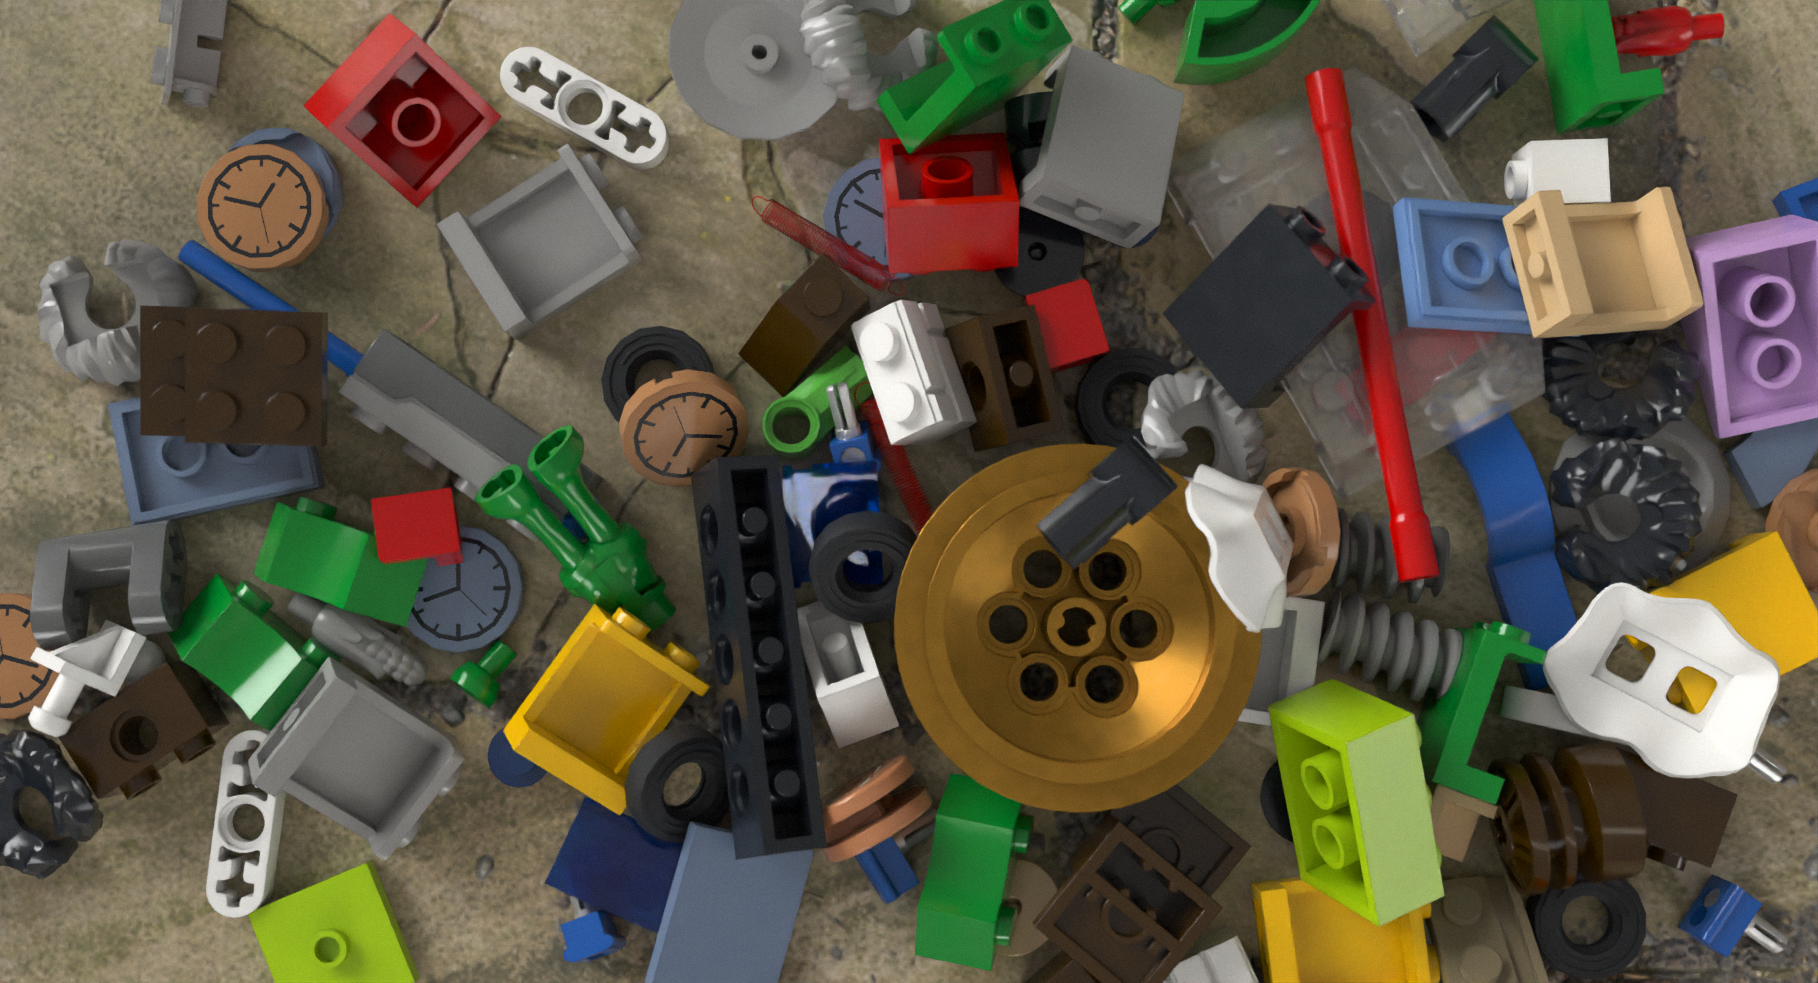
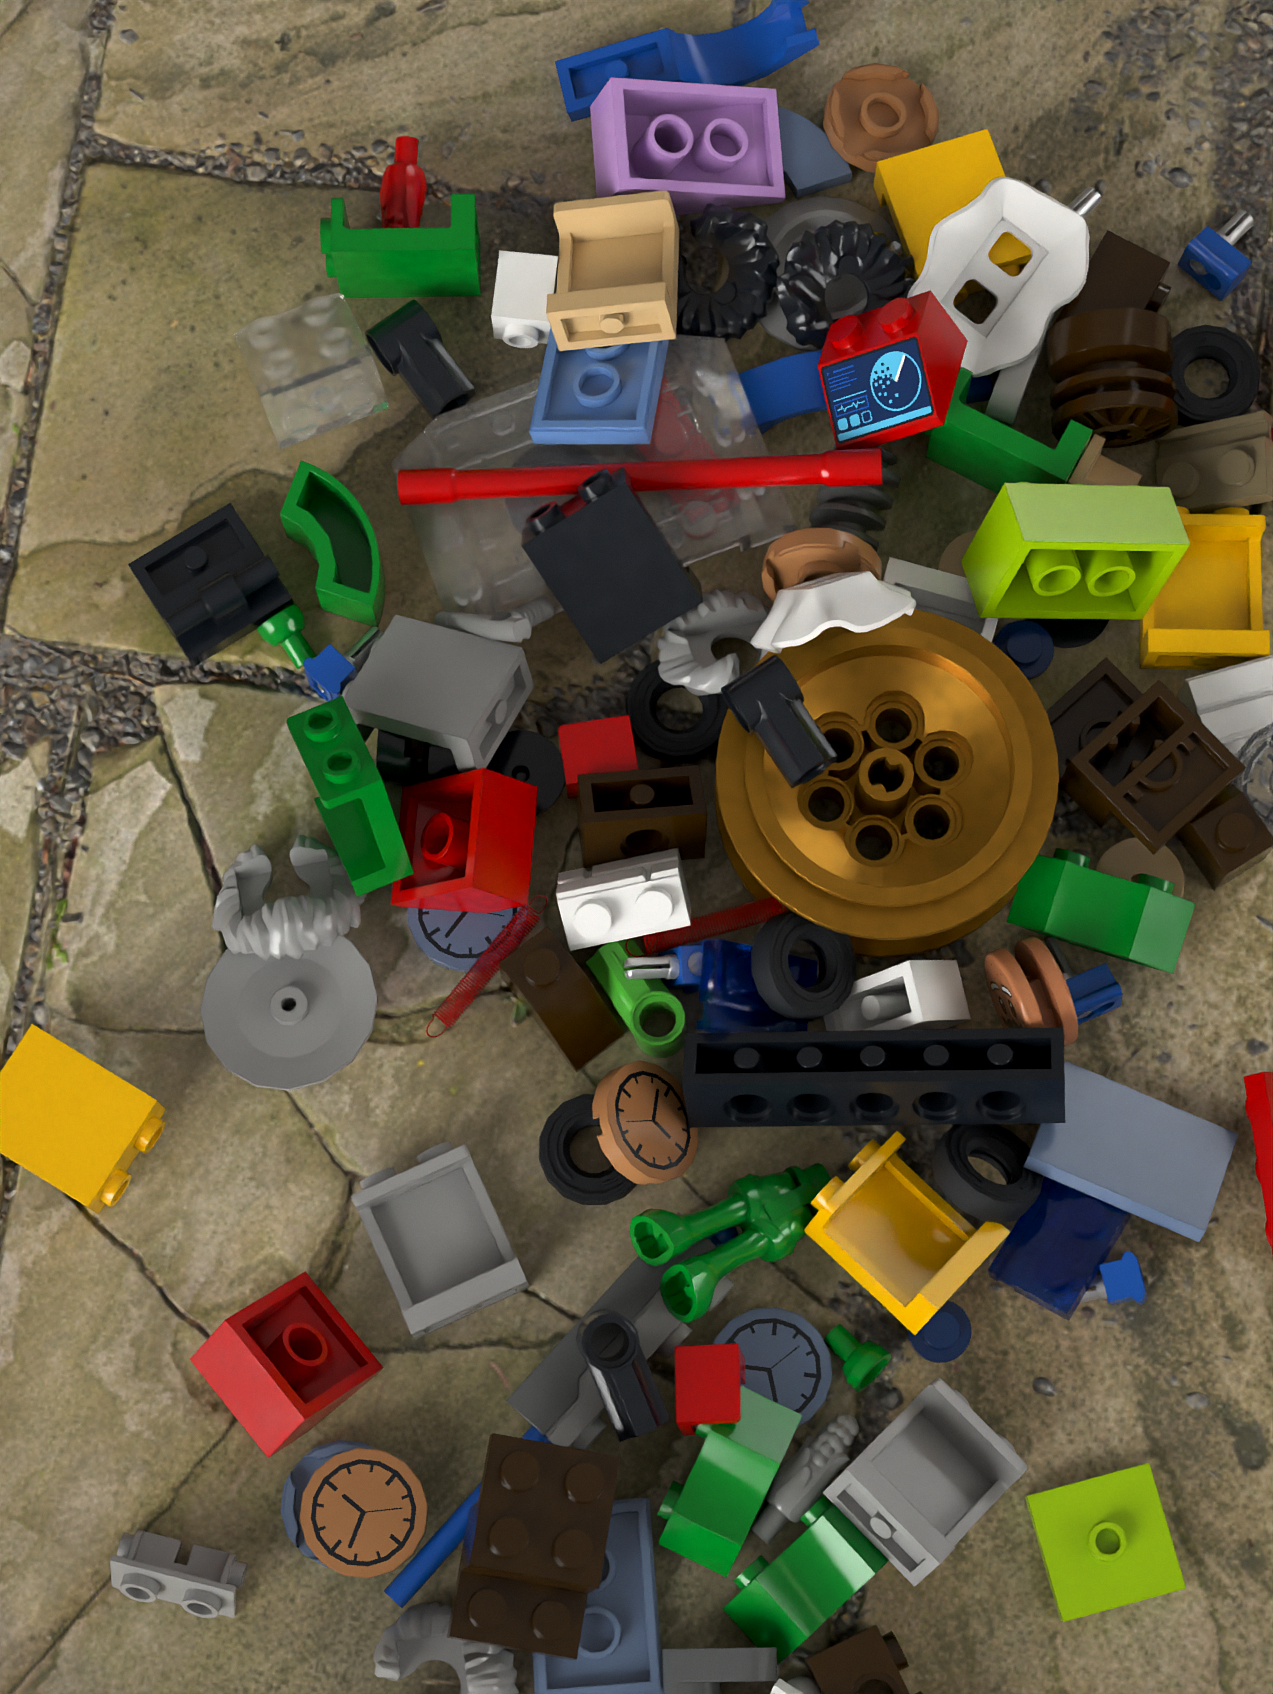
camera: 80 degrees left, 10 degrees down
(221, 867) = (1016, 1640): white beam -> none
(412, 437) = (623, 1379): none -> black piece
(554, 71) = (352, 1157): white beam -> none
(1115, 41) = (332, 671): none -> blue piece
(1184, 203) = (501, 626): none -> light grey hose
(1248, 757) = (1027, 647): none -> dark blue plate
(1389, 645) = (935, 506): light grey piece -> none
(1530, 575) = (890, 371): none -> slope

